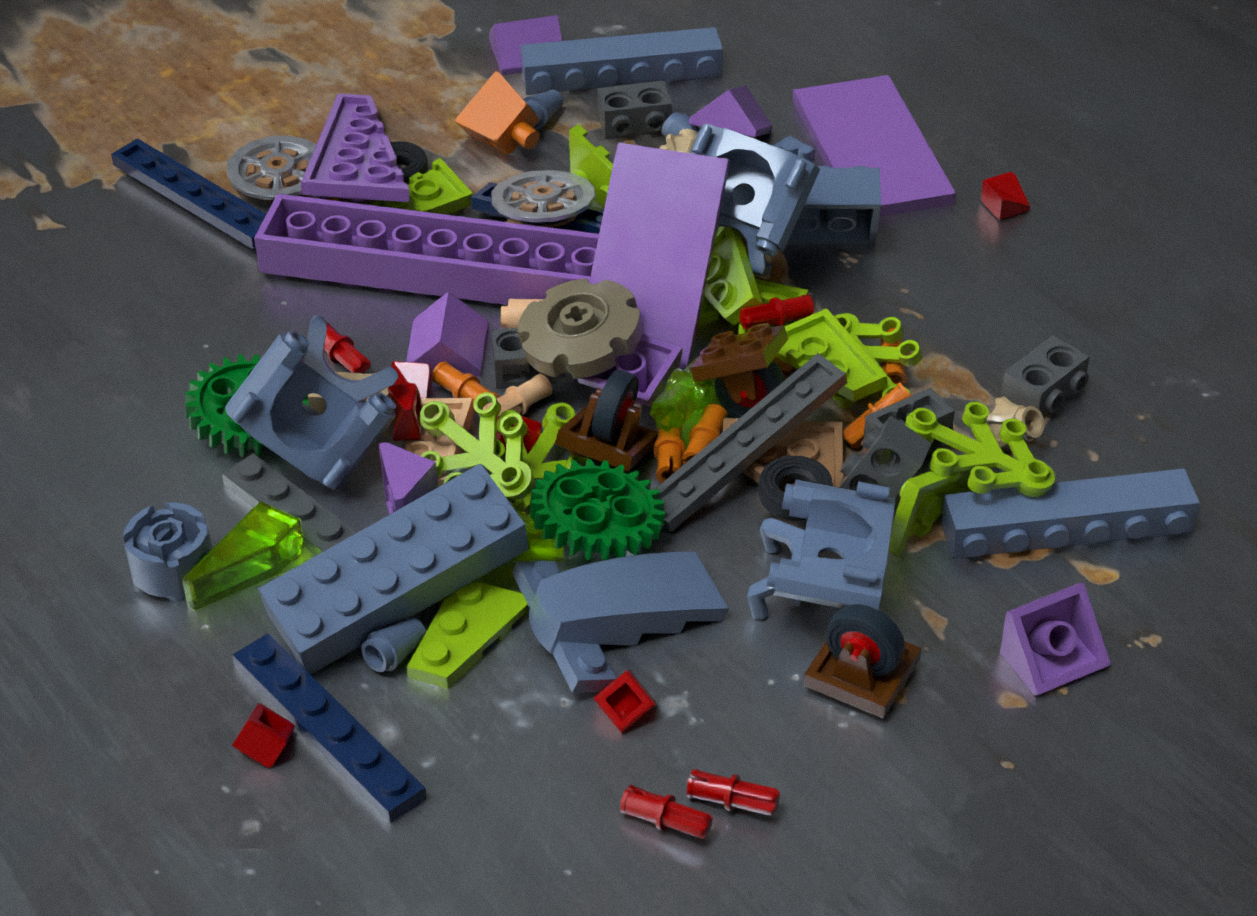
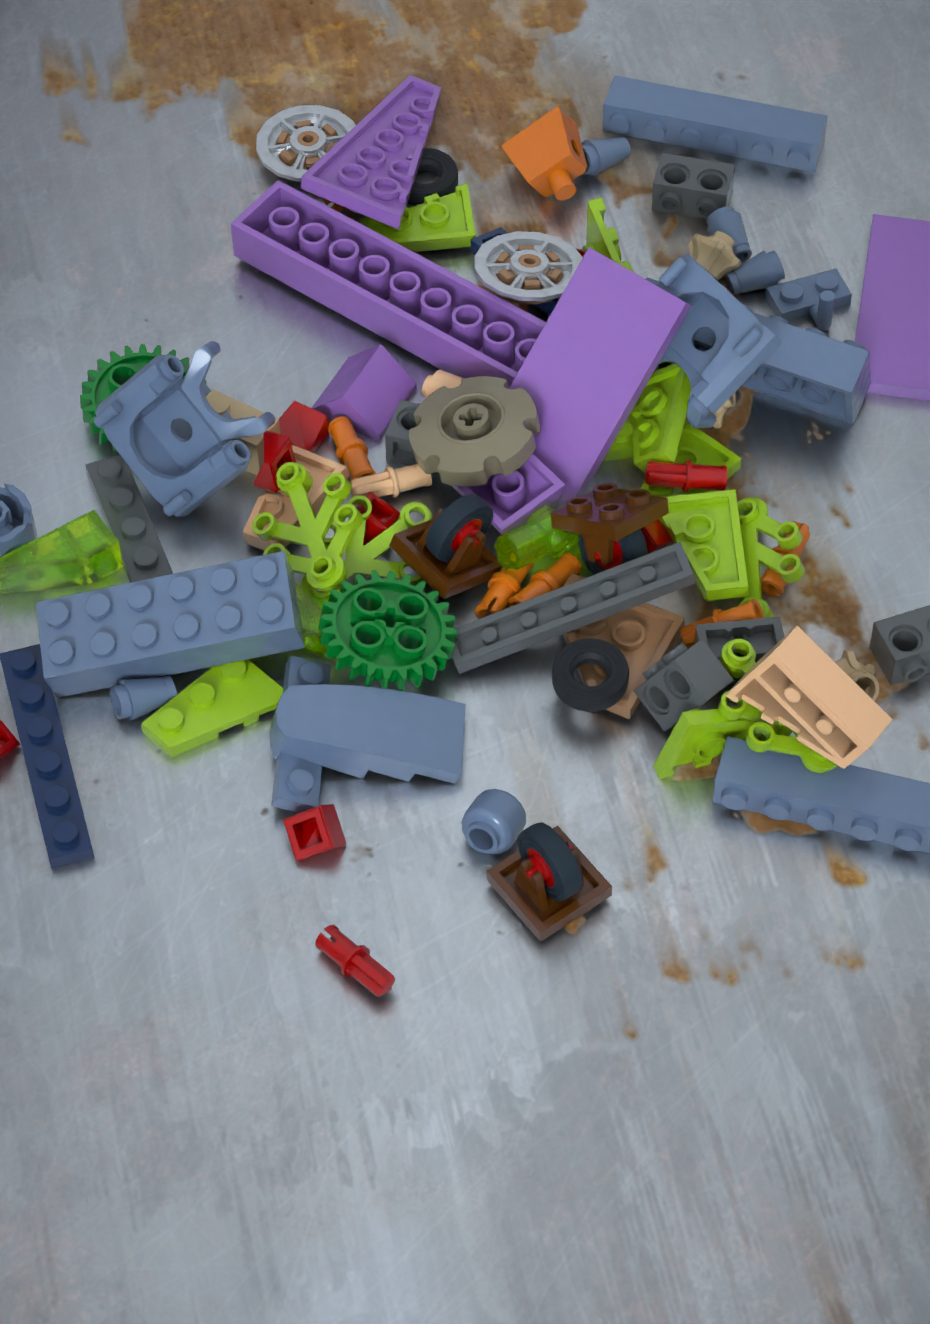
camera: 25 degrees right, 10 degrees up
(190, 190) = (213, 140): dark blue plate -> none
(342, 350) = (261, 367): red axle -> none
(405, 476) = (223, 536): medium lavender slope -> none
(508, 37) = (630, 63): medium lavender slope -> none
(665, 812) = (285, 956): red axle -> none
(735, 111) = (786, 230): medium lavender slope -> none
(784, 633) = (493, 821): none -> sand blue head
(838, 521) = (599, 730): sand blue piece -> none
(1013, 428) = (813, 698): none -> light nougat wedge
(1054, 639) = (745, 928): medium lavender slope -> none

